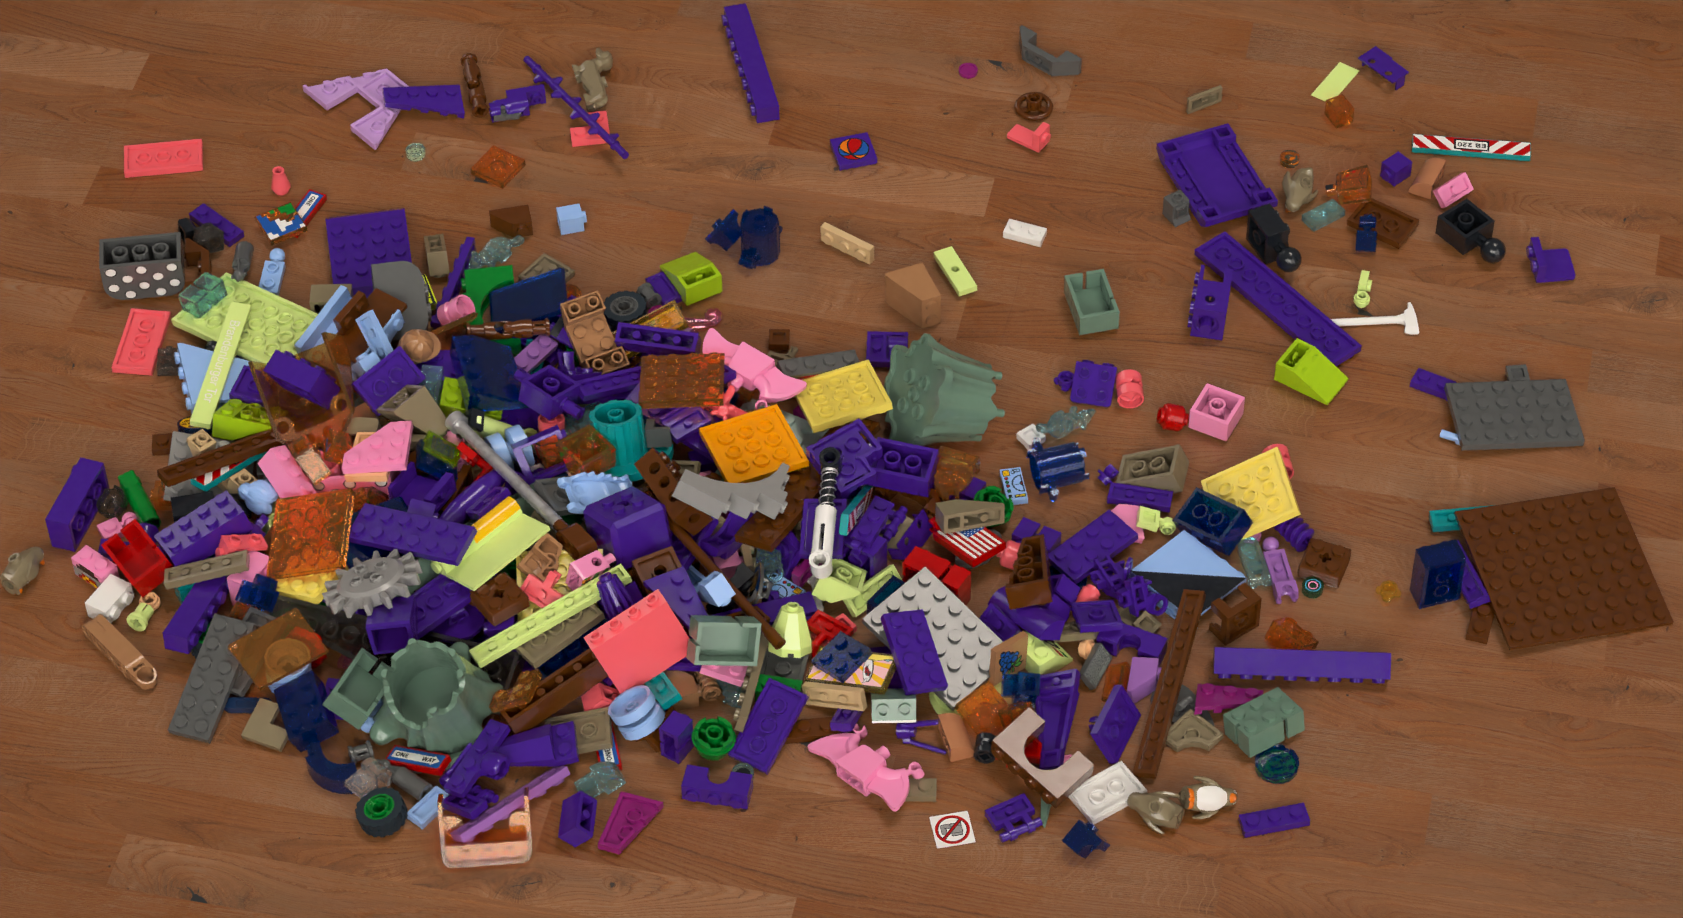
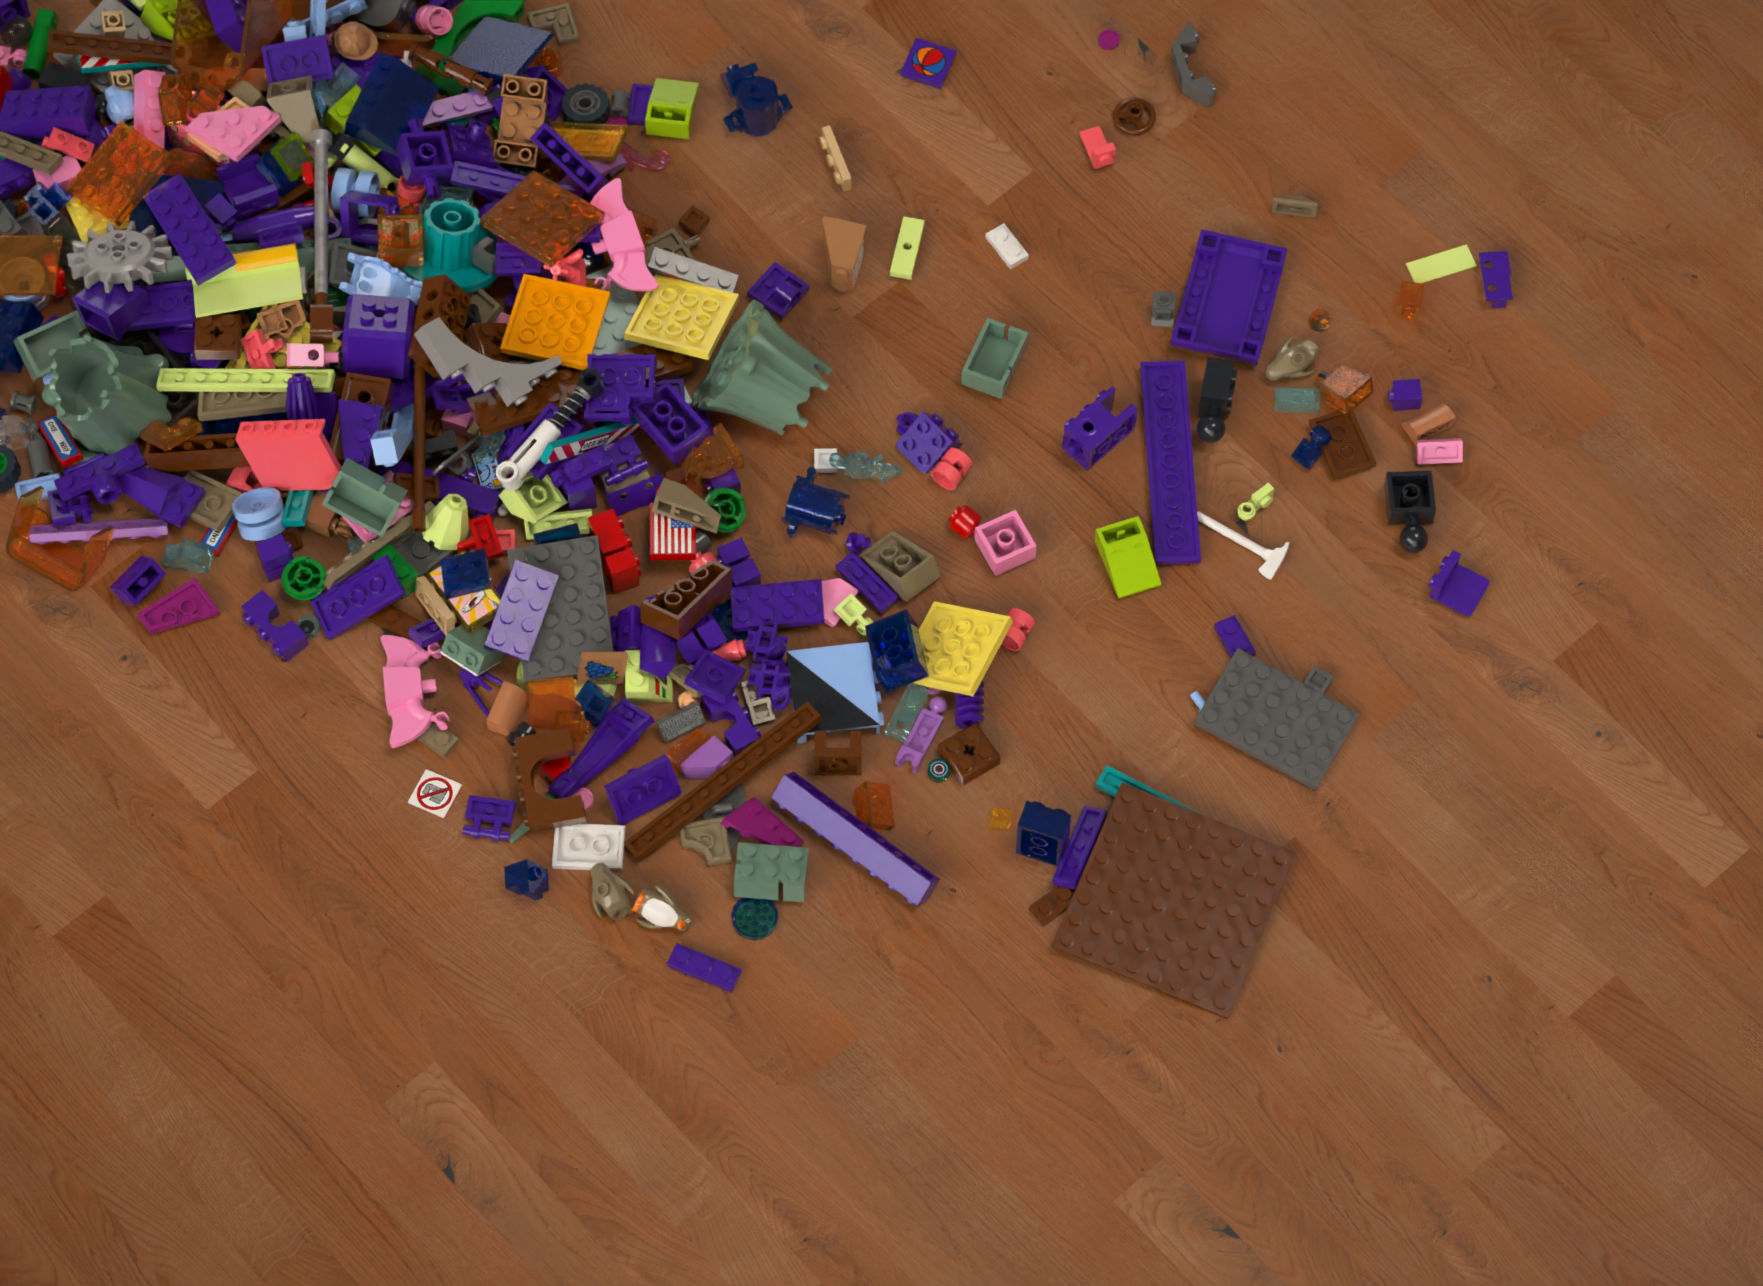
camera: 35 degrees right, 15 degrees up
(1014, 485) = (769, 499): light blue tile -> none
(1471, 147) = (1503, 416): tile -> none

